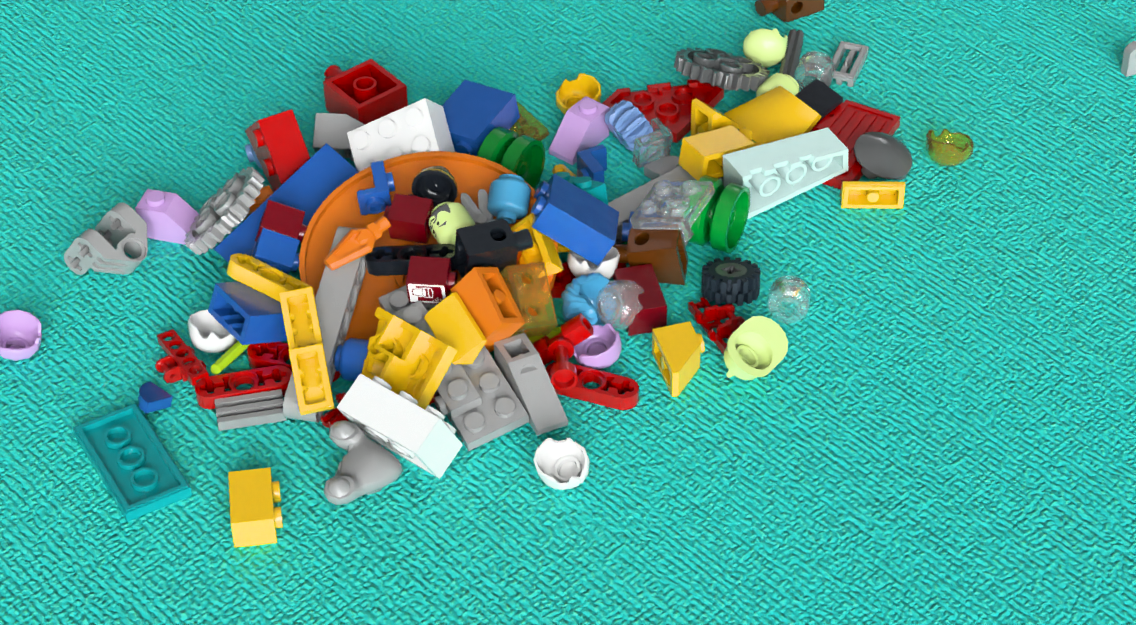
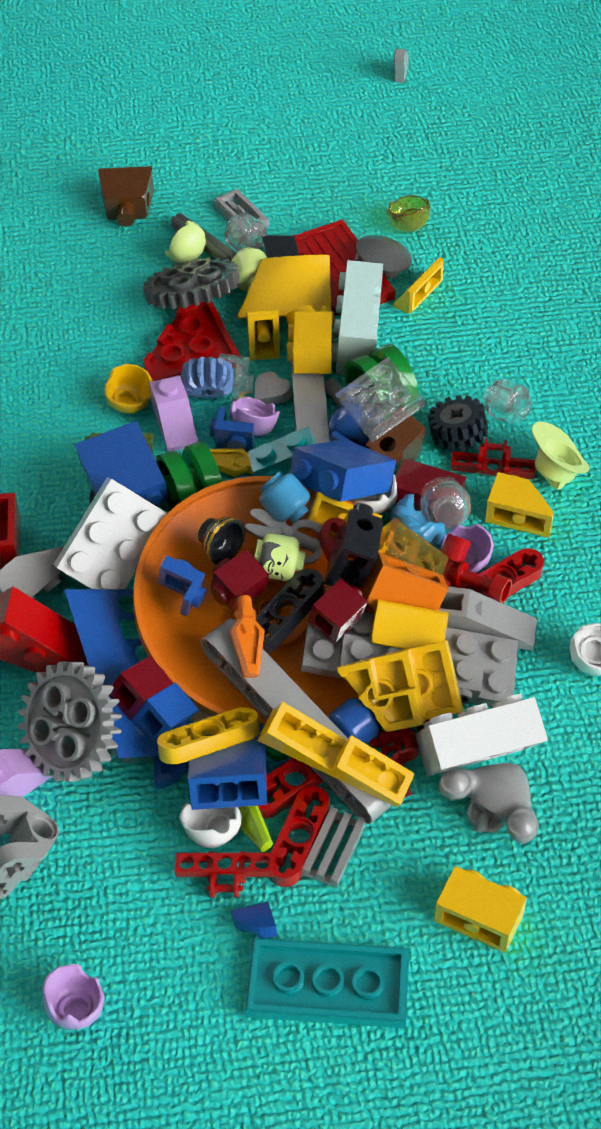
camera: 55 degrees left, 10 degrees up
(621, 170) = (254, 411): none -> lavender hair

